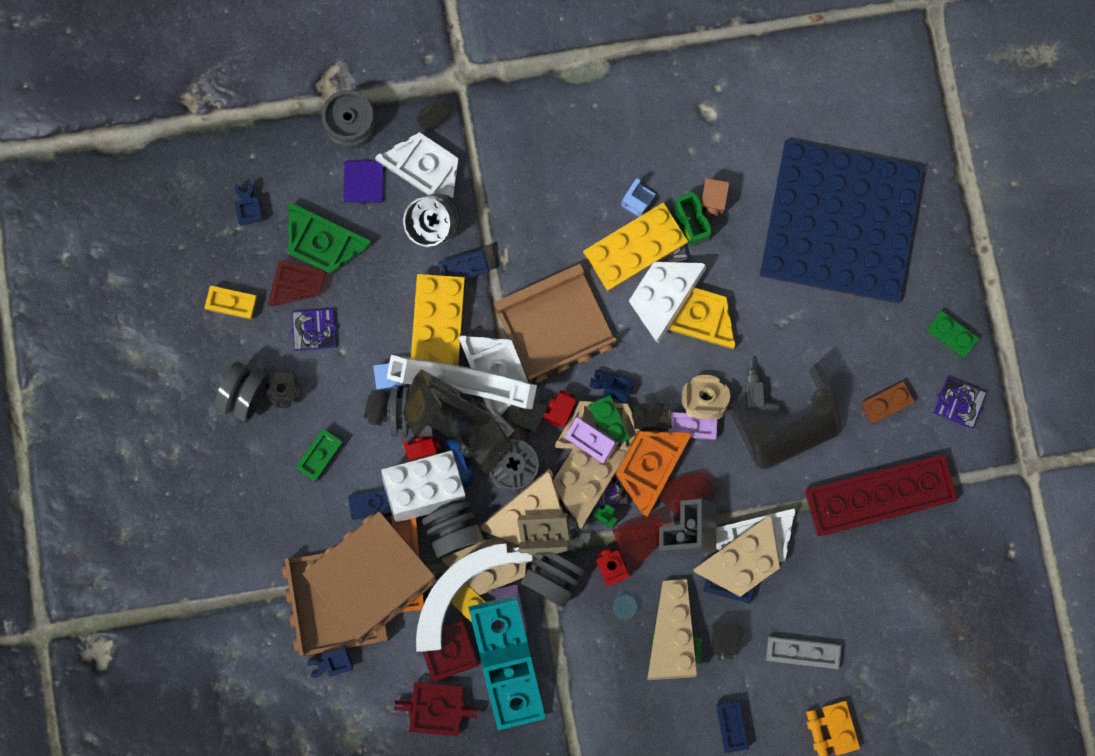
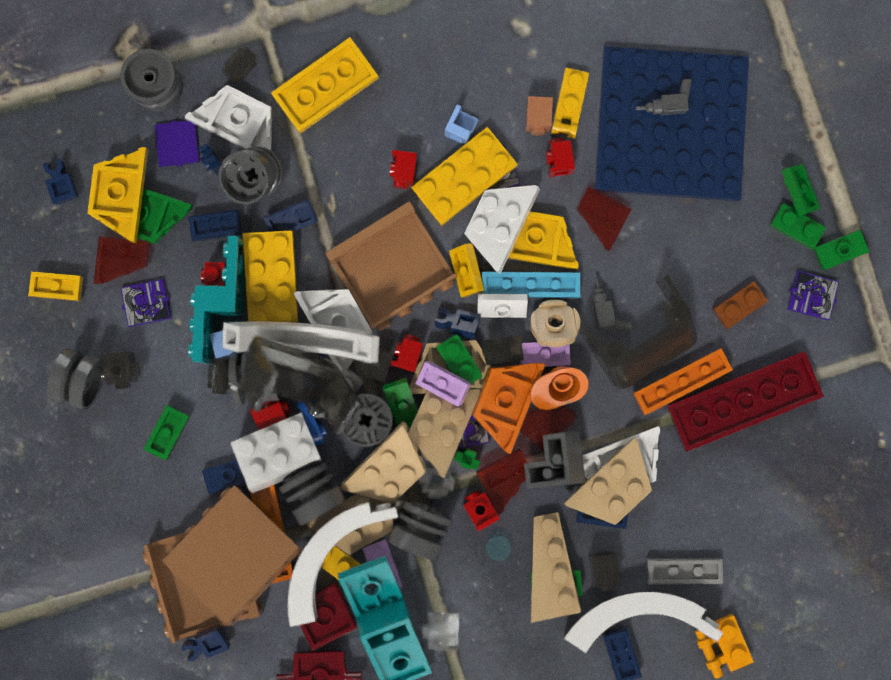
camera: 10 degrees left, 5 degrees up
(304, 221) = (118, 192): none -> yellow wing
(385, 312) = (213, 274): none -> red brick
(385, 335) = (217, 301): none -> teal bracket
(390, 264) = (215, 225): none -> dark blue plate
(394, 201) = (209, 159): none -> dark blue plate
(512, 144) = (325, 85): none -> yellow plate
(544, 533) = (406, 489): dark tan bracket -> none
(548, 452) = (401, 401): none -> green plate
(560, 678) = (442, 631): none -> clear brick
(577, 232) = (403, 169): none -> red brick
(626, 336) = (466, 270): none -> yellow plate
(657, 374) = (502, 305): none -> white plate
(686, 358) = (533, 284): none -> medium azure plate
(695, 224) = (523, 145): green brick -> none
(702, 459) = (559, 388): none -> orange piece
(730, 240) = (560, 158): none -> red brick
(746, 188) = (570, 102): none -> yellow plate
(752, 676) = (608, 613): none -> white arch
(765, 301) = (603, 216): none -> clear red wing
(822, 469) = (682, 381): none -> orange plate
(841, 201) = (670, 103): none -> dark grey piece
(958, 299) = (800, 189): none -> green plate
(991, 362) = (841, 250): none -> green plate

